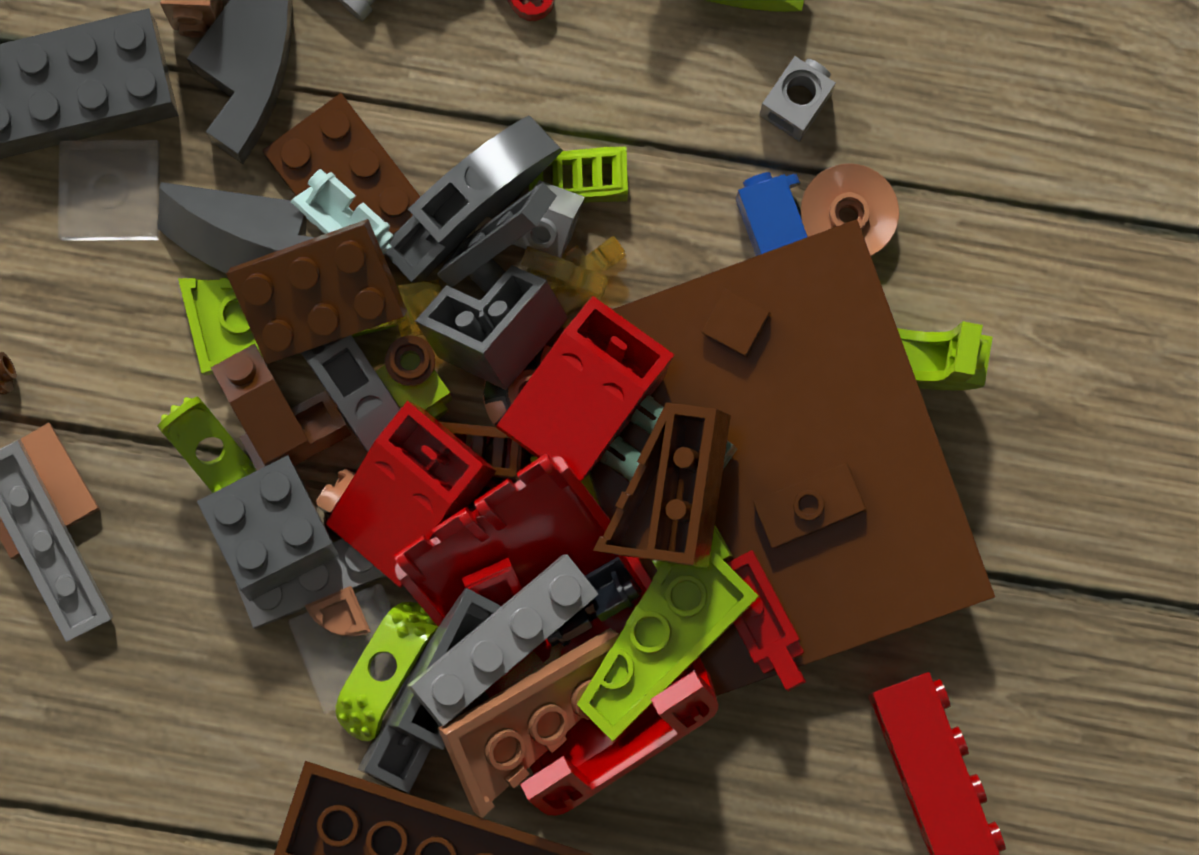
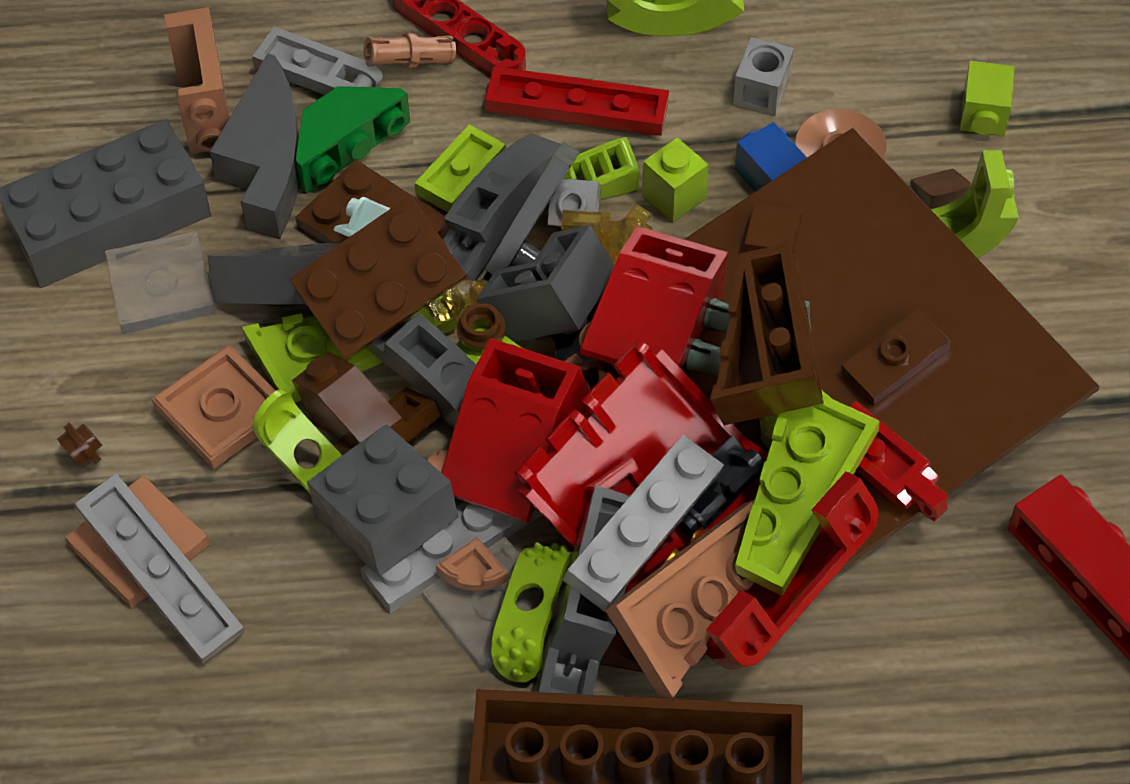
camera: 10 degrees left, 25 degrees down
(140, 362) = (215, 405): none -> nougat plate
(335, 53) = (345, 129): none -> green slope
(446, 133) = (457, 167): none -> lime plate
(591, 76) = (577, 100): none -> red plate
(663, 212) = (675, 179): none -> lime brick
(939, 289) = (940, 187): none -> reddish brown slope
(1024, 192) = (987, 98): none -> lime brick

